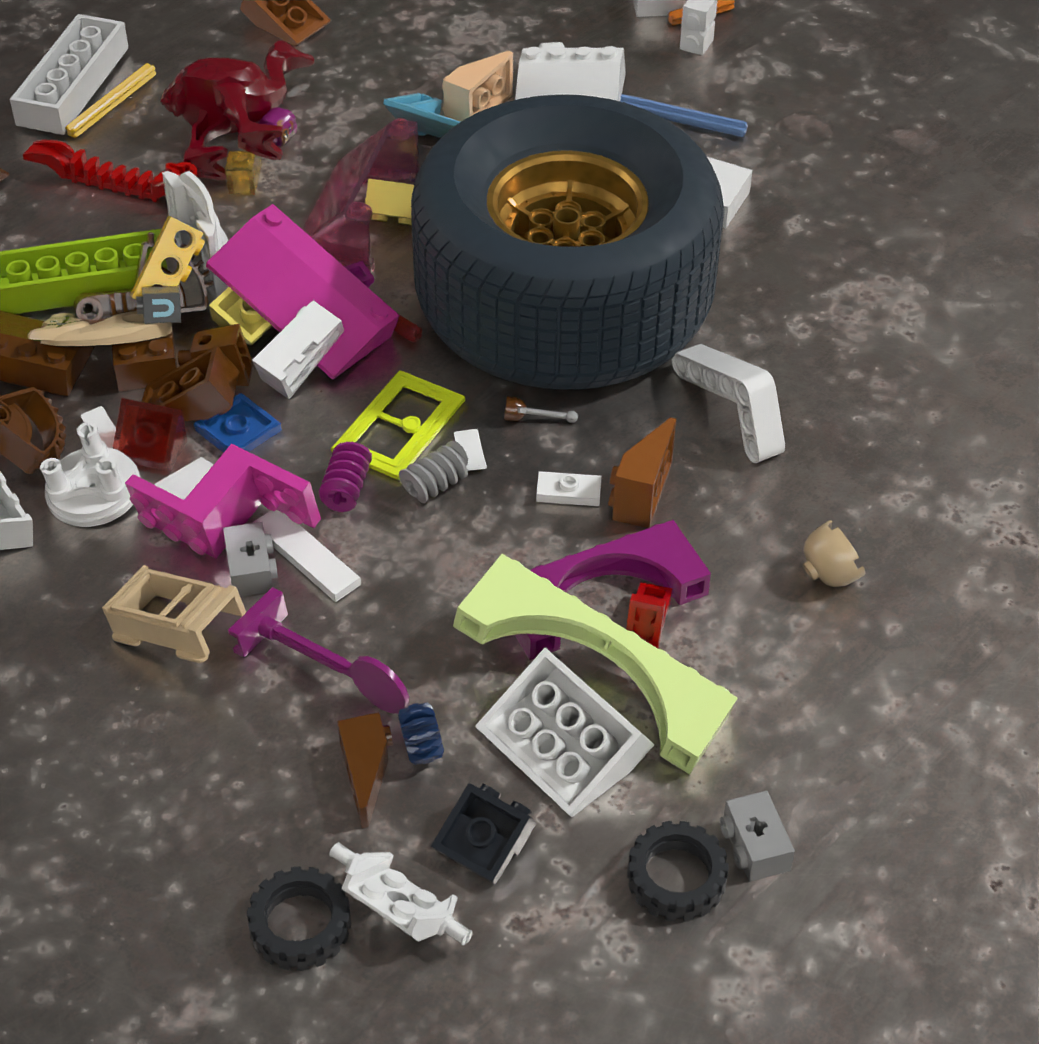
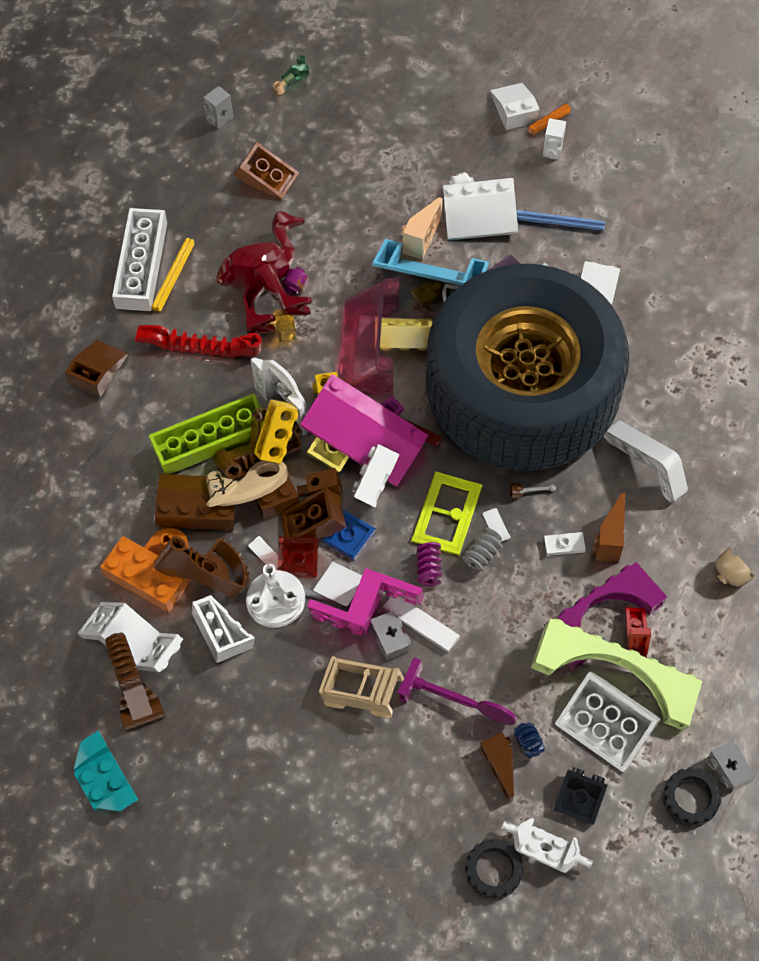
camera: 10 degrees left, 15 degrees up
(159, 304) = (280, 462): dark grey brick -> none

